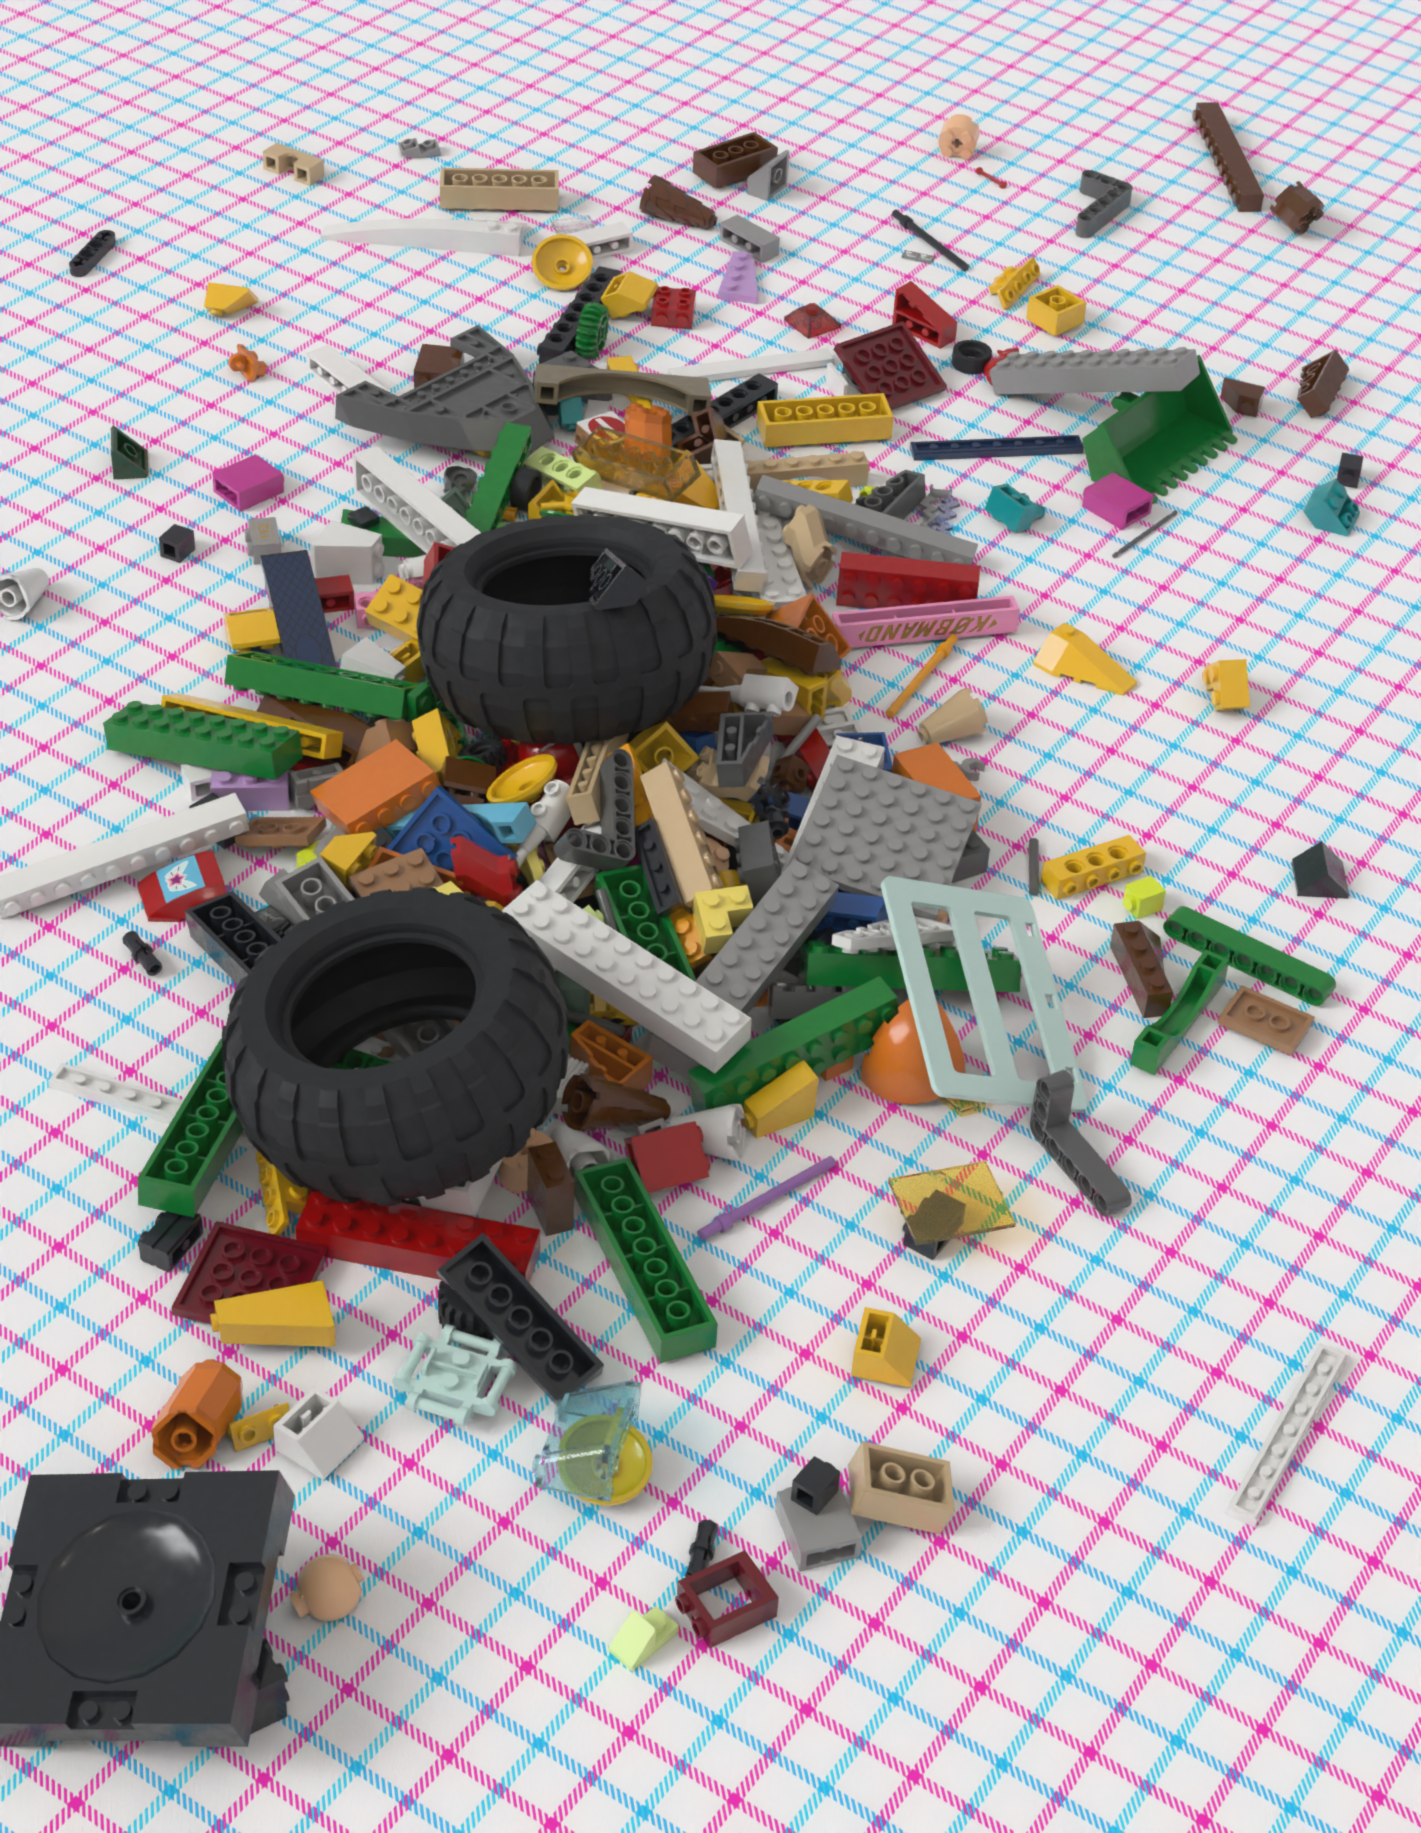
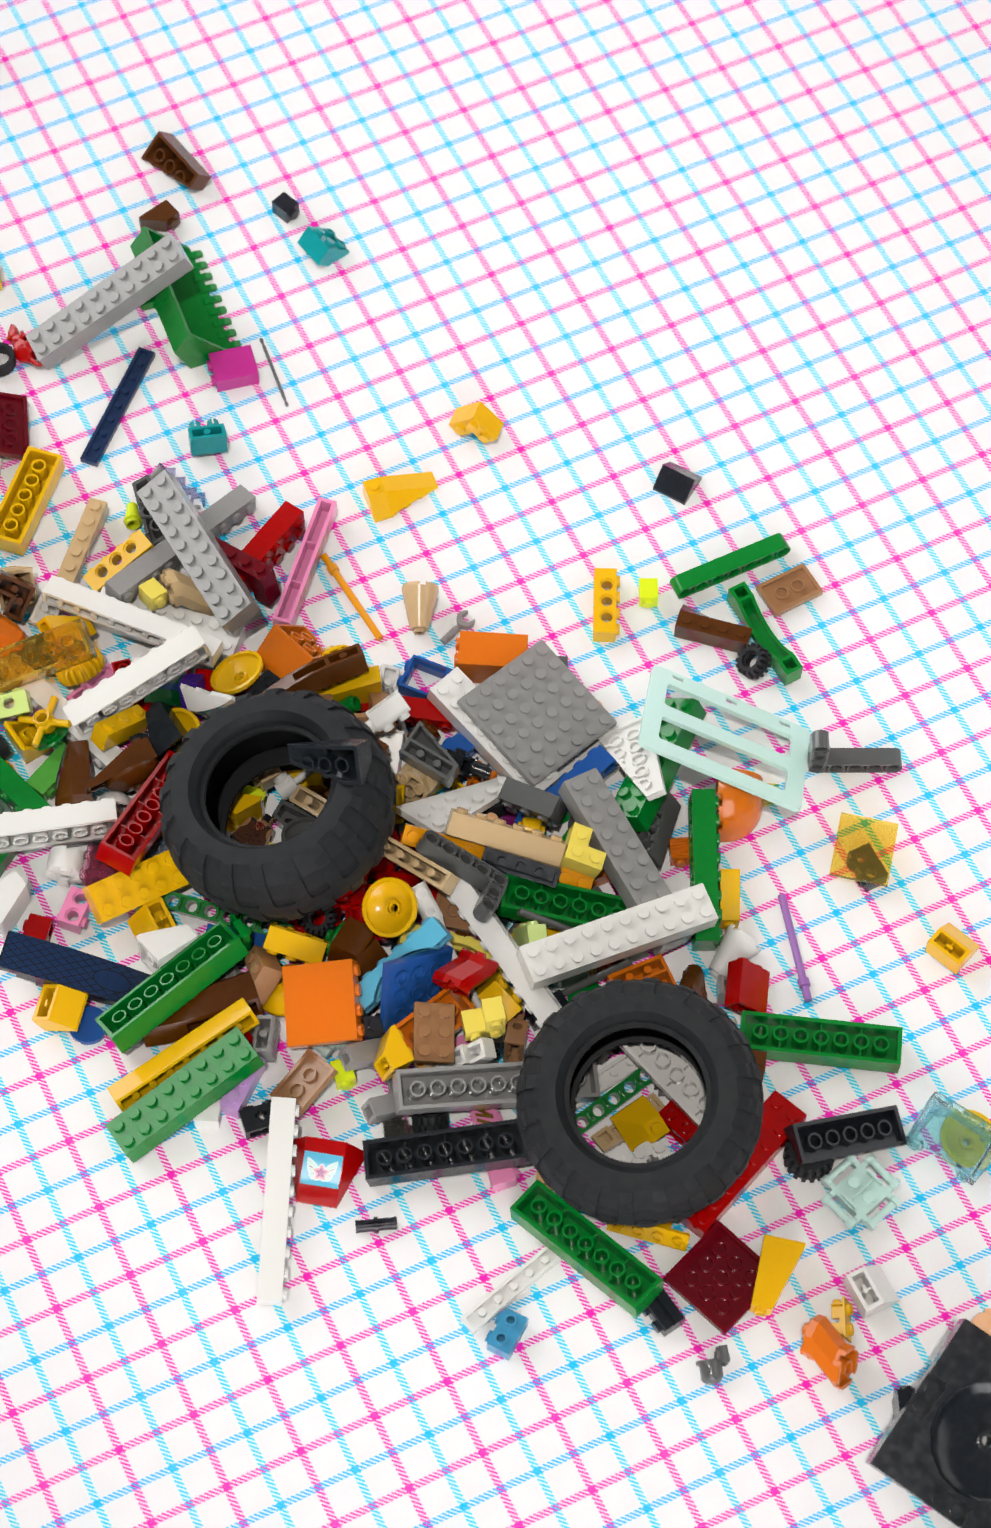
camera: 60 degrees left, 20 degrees up
(61, 1107) = (506, 1333): none -> dark azure brick
(114, 1312) = (711, 1369): none -> dark grey piece
(779, 516) = (152, 594): none -> light yellow brick
(851, 516) = (198, 551): none -> light grey brick
(869, 567) = (256, 572): none -> dark red arch
(1034, 866) = (579, 637): dark grey bar -> none
(1131, 1013) = (761, 664): none -> black tyre

